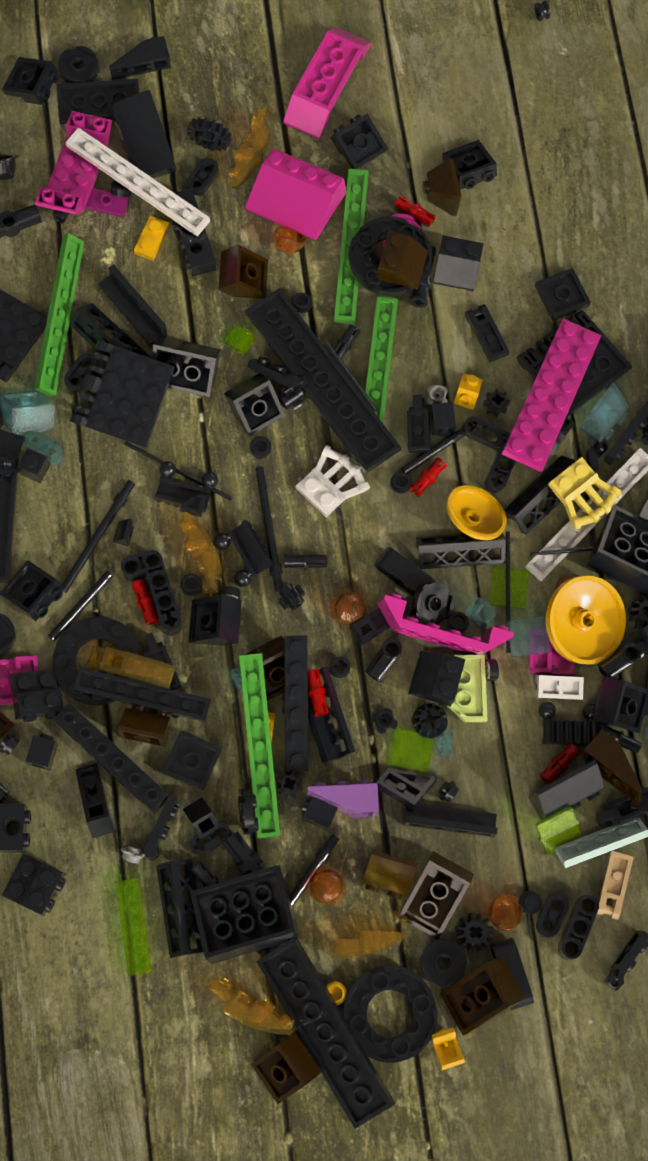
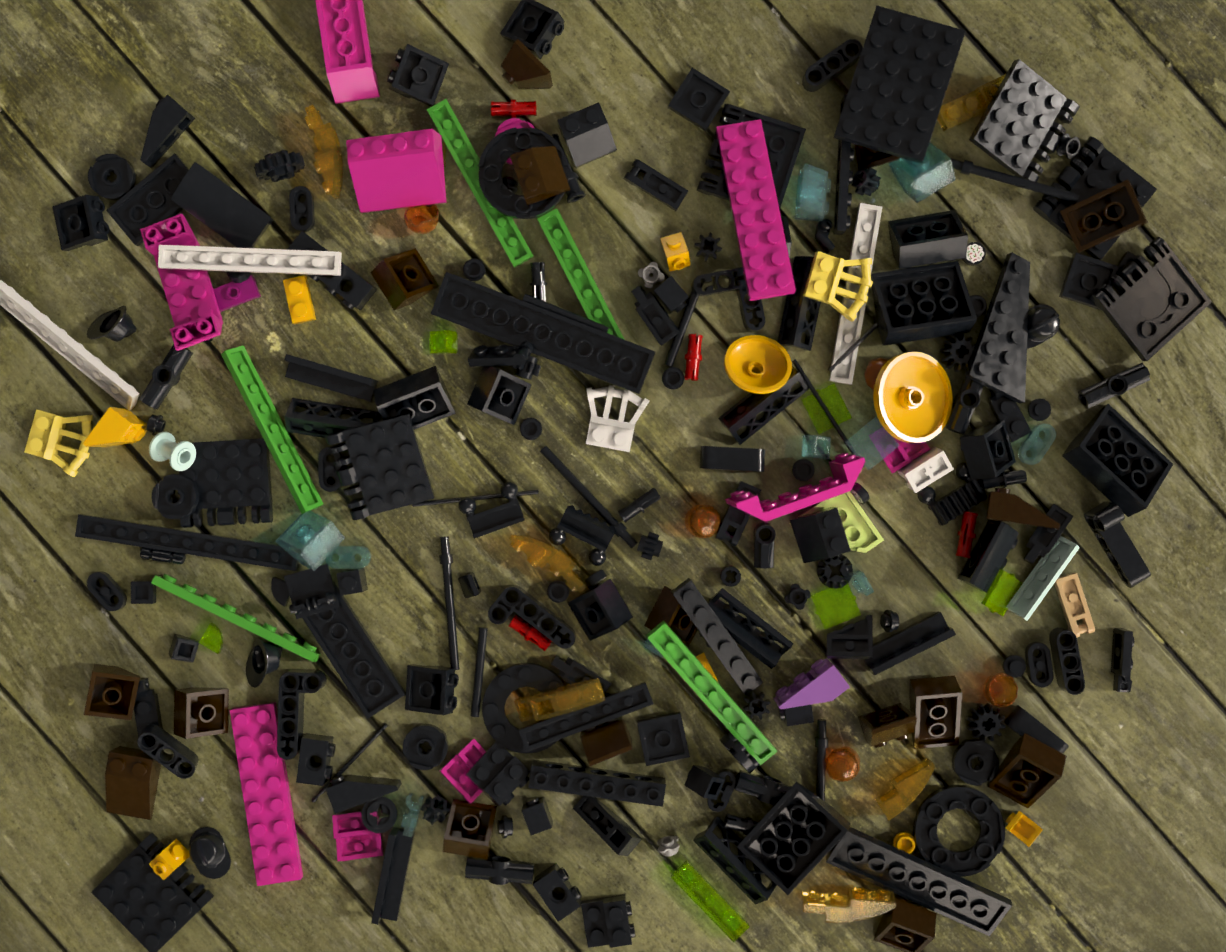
camera: 30 degrees left, 15 degrees up
(161, 830) = (678, 811): black plate -> none
(194, 505) = (513, 523): black tile -> none
(317, 693) = (728, 616): red pin -> none
(421, 603) = (763, 471): black plate -> none

